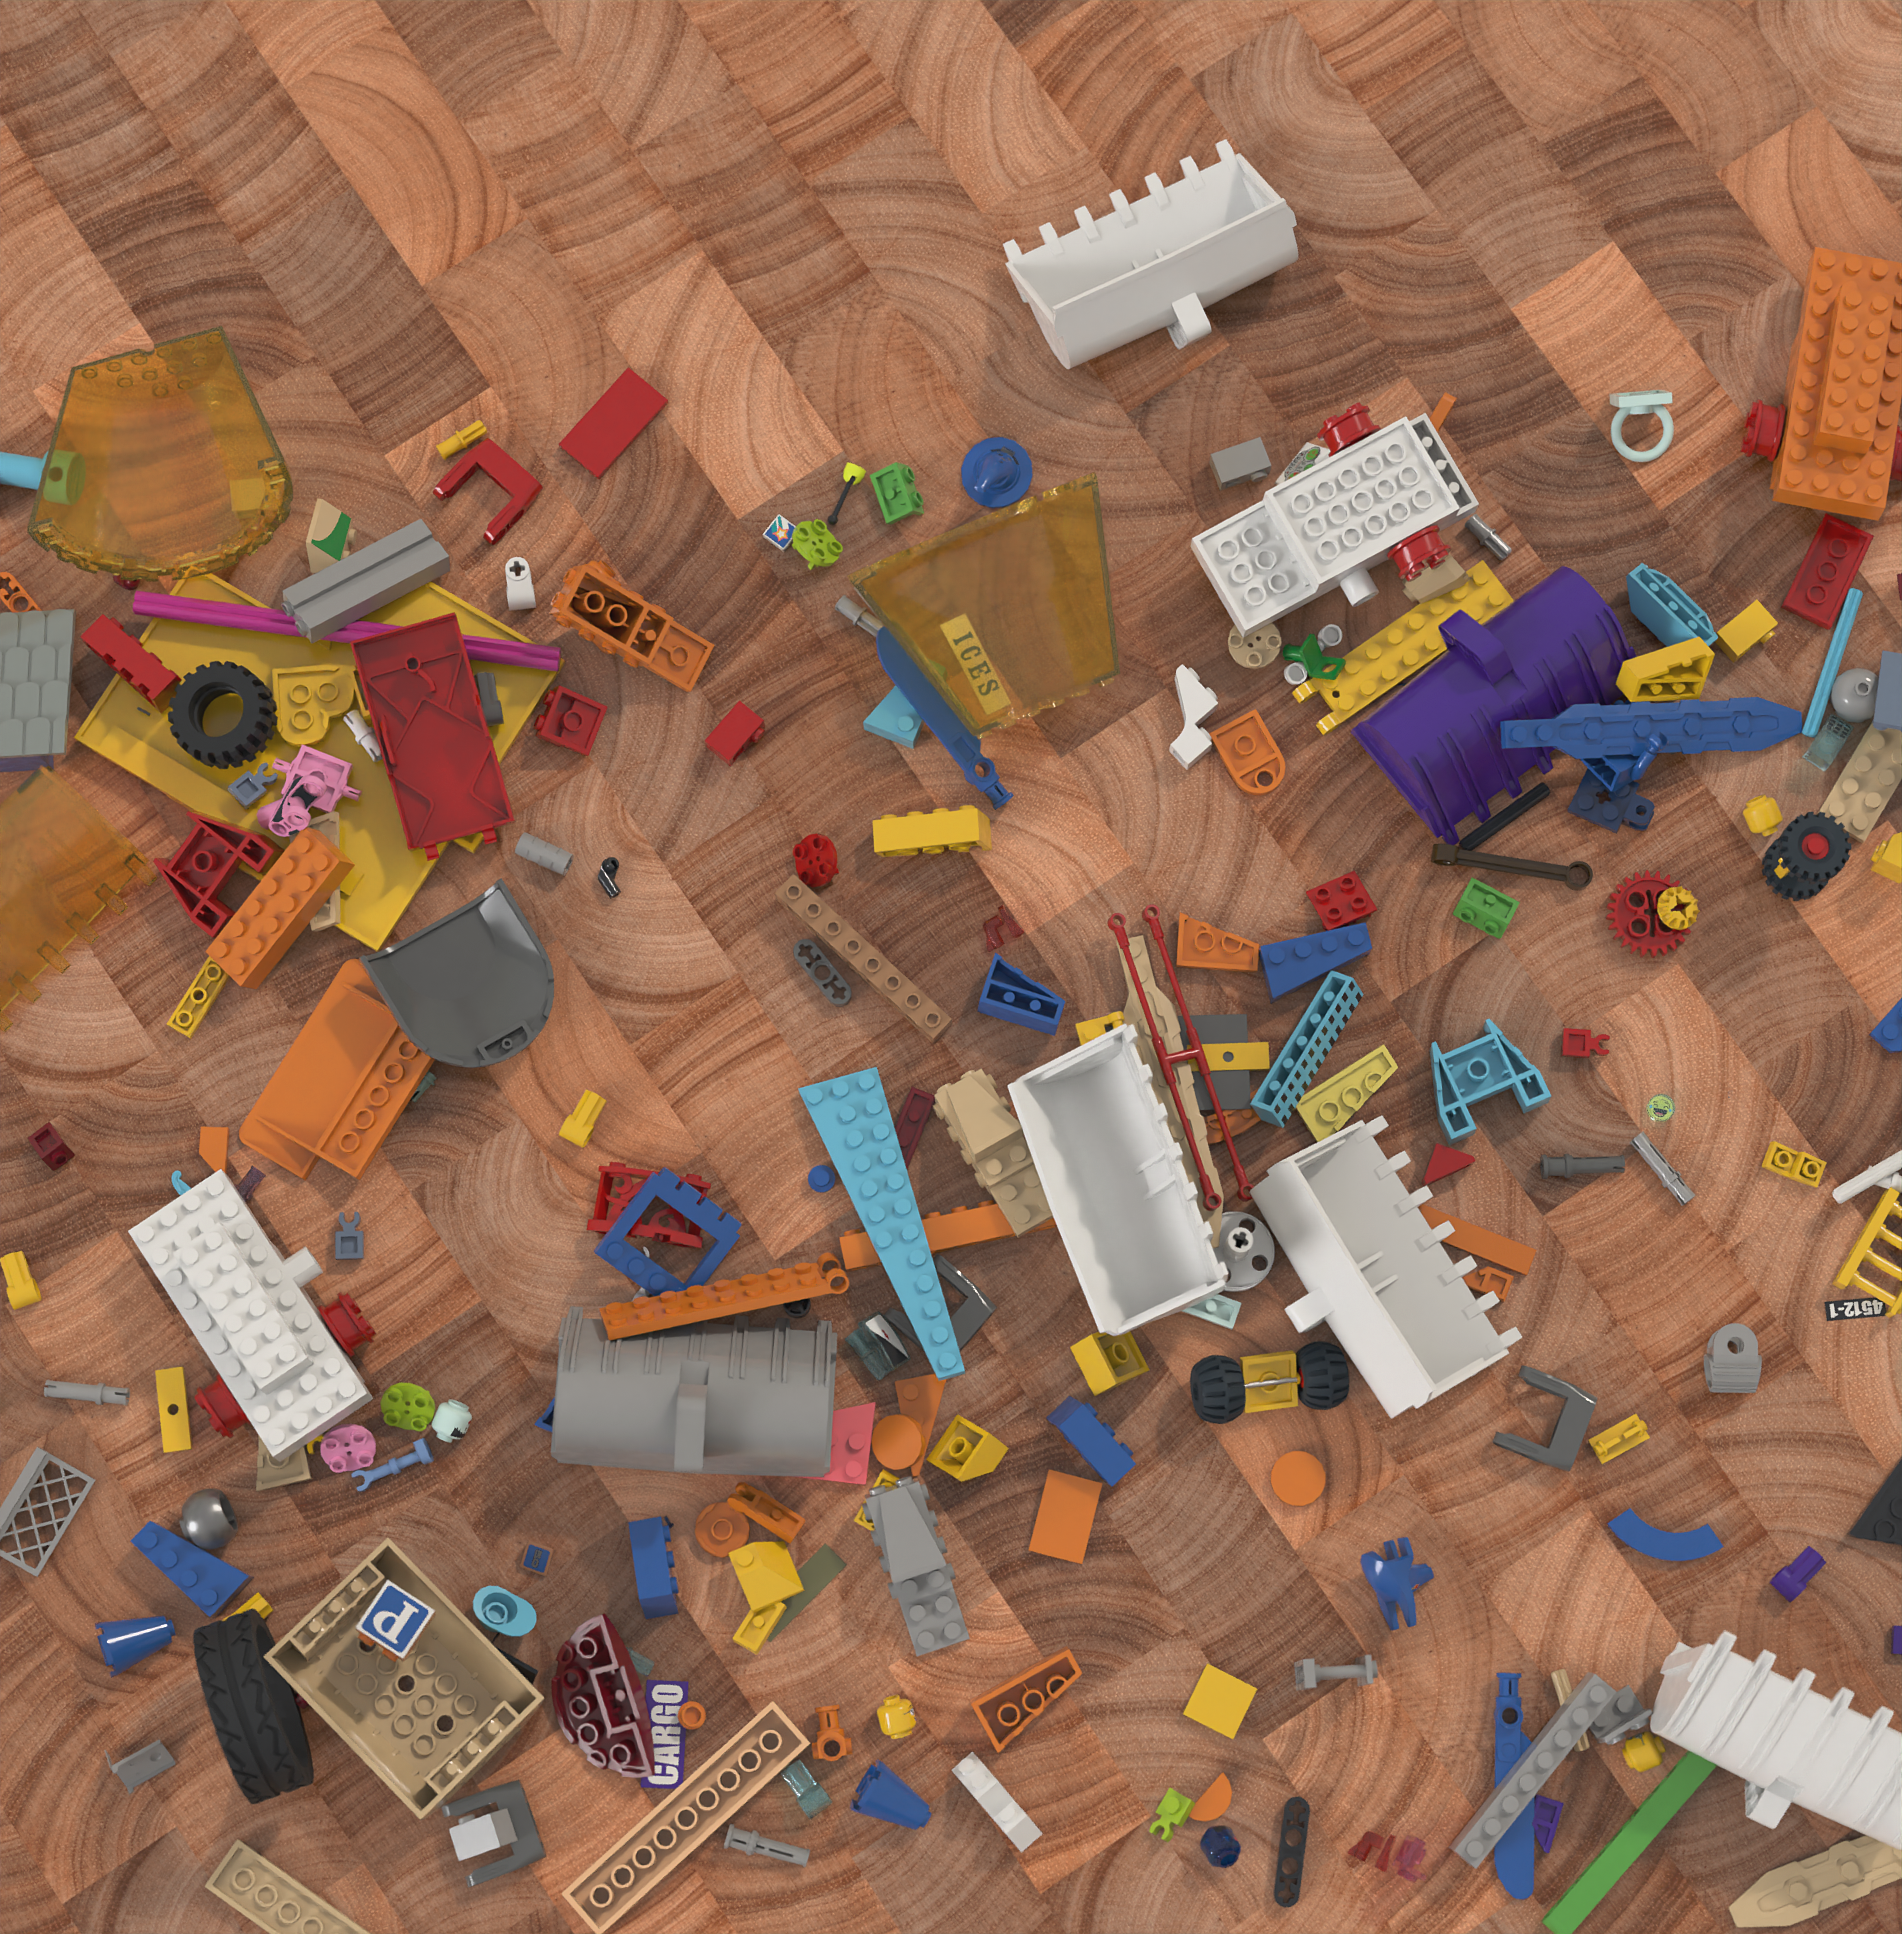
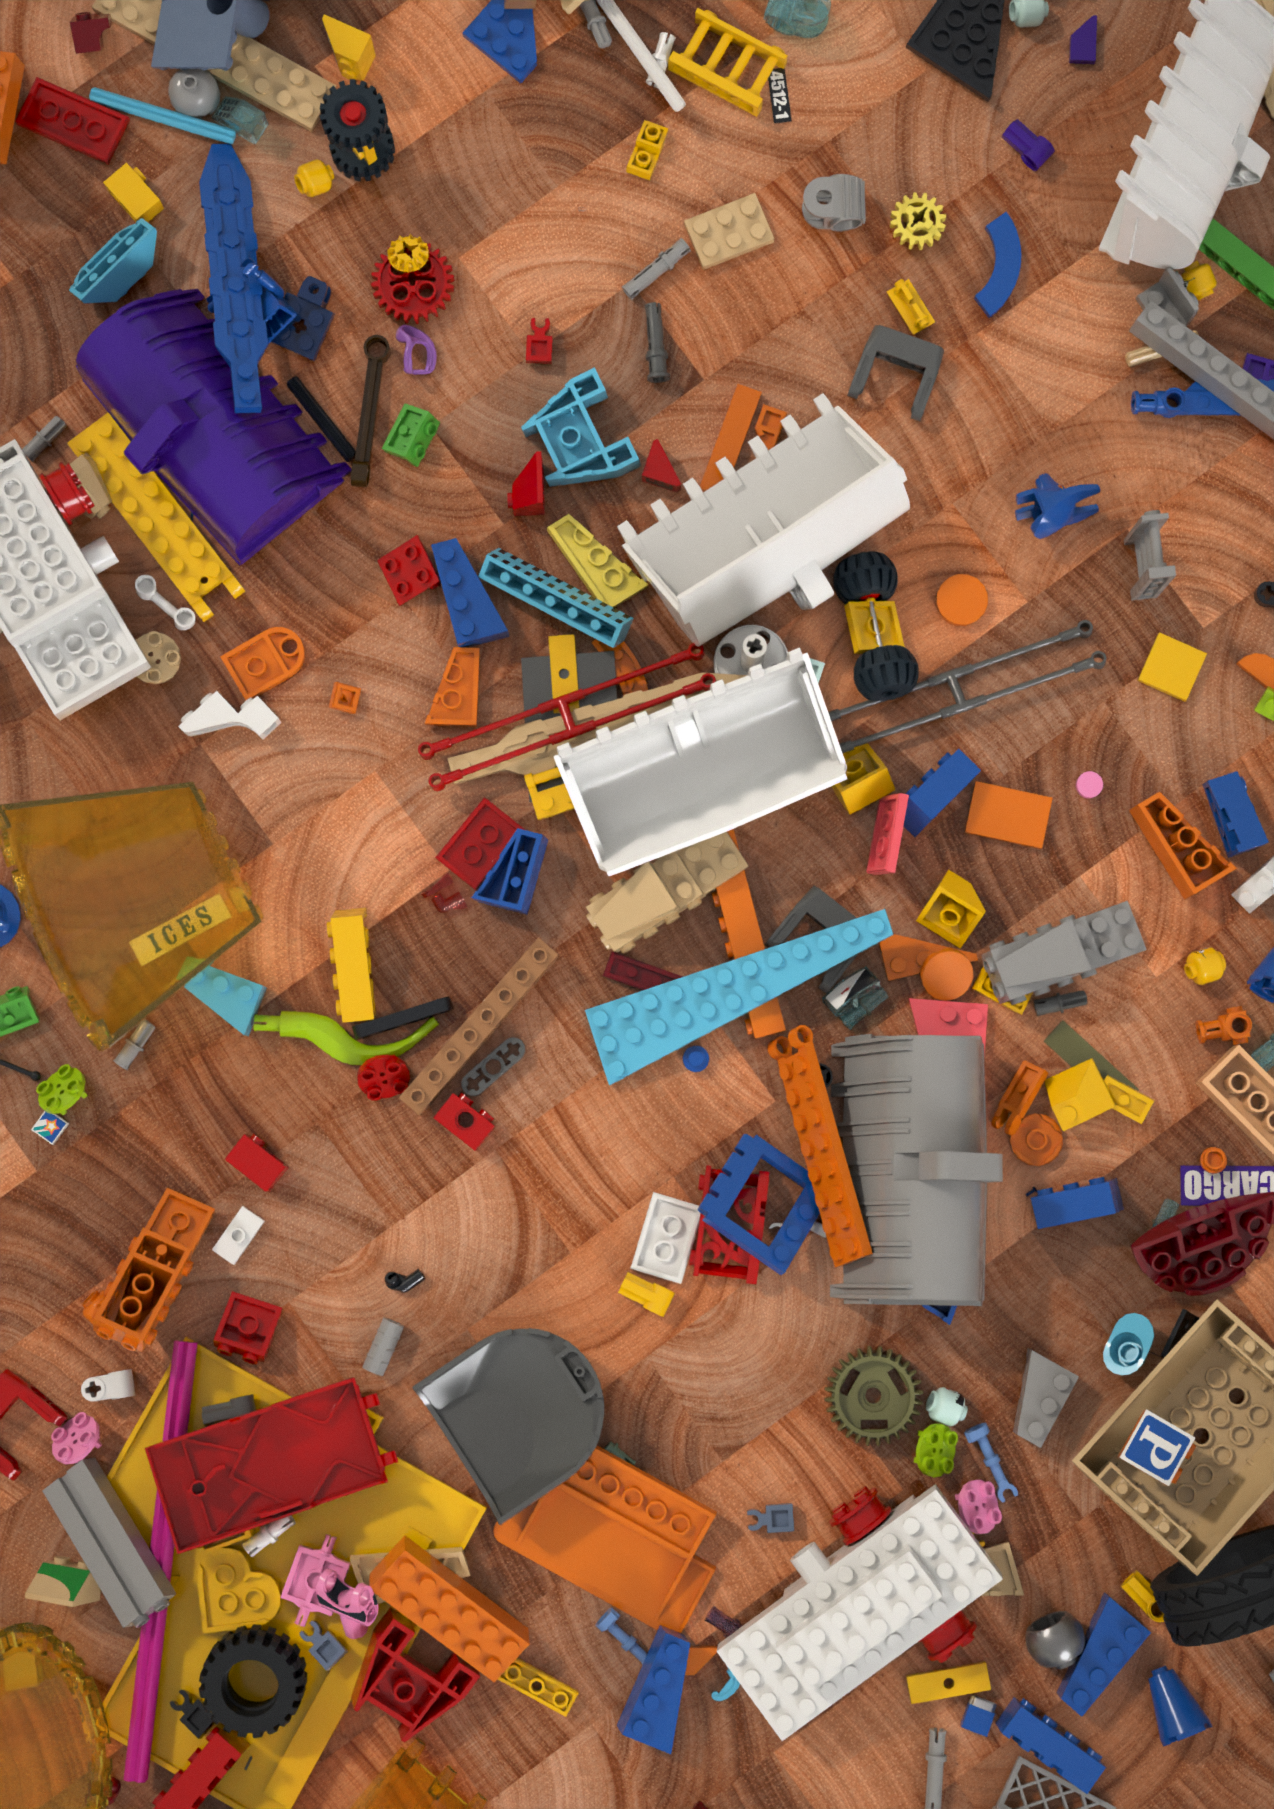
camera: 90 degrees left, 5 degrees up
(104, 1510) = (1050, 1744): none -> blue wedge
(138, 1440) = (978, 1715): none -> blue piece
(178, 1111) = (656, 1695): none -> blue wedge
(191, 658) = (194, 1715): none -> black plate
(235, 1088) = (607, 1622): none -> medium blue piece
(456, 1519) = (1041, 1397): none -> light grey wedge
(457, 1327) = (891, 1406): none -> olive gear
(469, 551) = (75, 1439): none -> bright pink plate
(537, 1558) = (1072, 1316): slope -> none
(638, 1140) = (666, 1238): none -> white tile
(663, 714) = (238, 1235): none -> white plate
(770, 926) = (449, 1118): none -> red brick
(857, 813) = (333, 1038): none -> lime animal
(864, 1561) = (1060, 1002): none -> dark grey axle
(875, 882) = (402, 1018): none -> black beam
(940, 718) = (238, 960): blue piece -> none
(1047, 1384) = (887, 834): none -> coral tile
(1054, 964) = (478, 843): none -> red tile
(1057, 1758) = (1234, 814): none -> blue wedge
(1095, 1605) = (1089, 784): none -> bright pink tile
(1184, 1471) = (964, 705): none -> dark grey bar
(1209, 833) = (344, 698): none -> orange tile
(1313, 659) = (170, 601): green bracket -> none
(1424, 1027) = (528, 489): none -> red slope
(1591, 911) = (412, 336): none -> medium lavender piece
(1660, 1108) = (597, 272): clear light blue tile -> none
(1667, 673) = (180, 261): yellow wedge -> none
(1704, 1248) = (729, 231): none -> tan plate
(1705, 1458) = (911, 213): none -> light yellow gear

